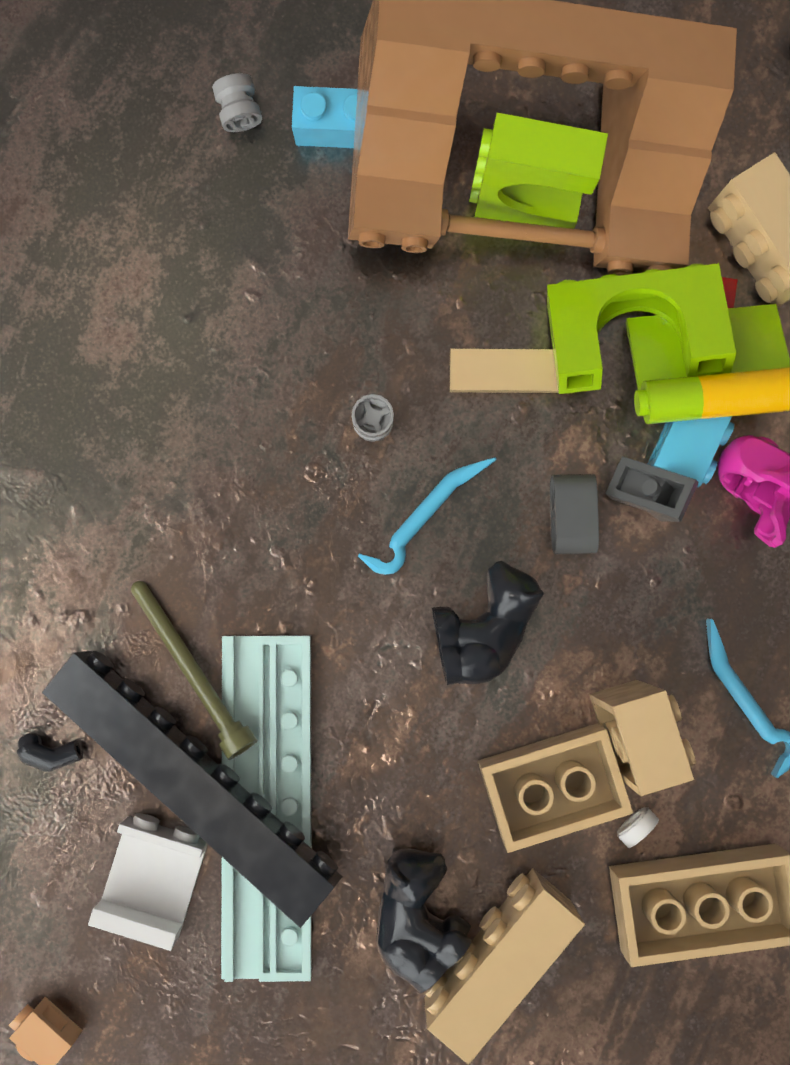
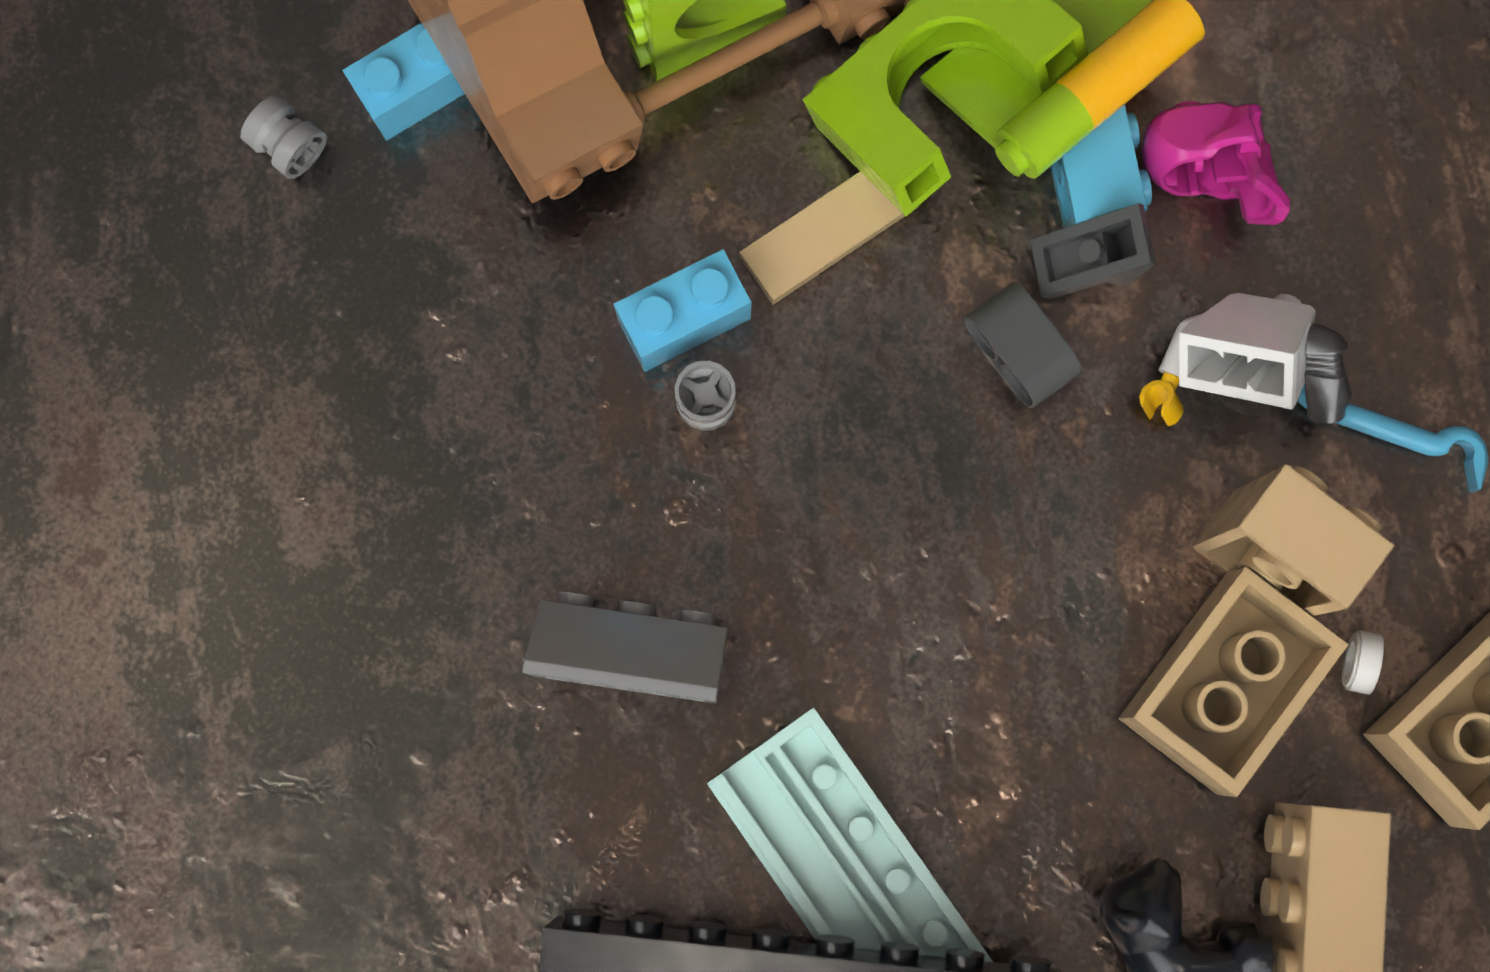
camera: 30 degrees left, 5 degrees down
(227, 531) = (627, 648): none -> light grey slope
(233, 735) = (807, 891): olive piece -> none
(393, 360) = (683, 310): none -> medium azure brick
(422, 515) = (843, 473): medium azure piece -> none
(484, 646) = (1031, 573): black animal -> none
(702, 612) = (1254, 353): none -> white torso

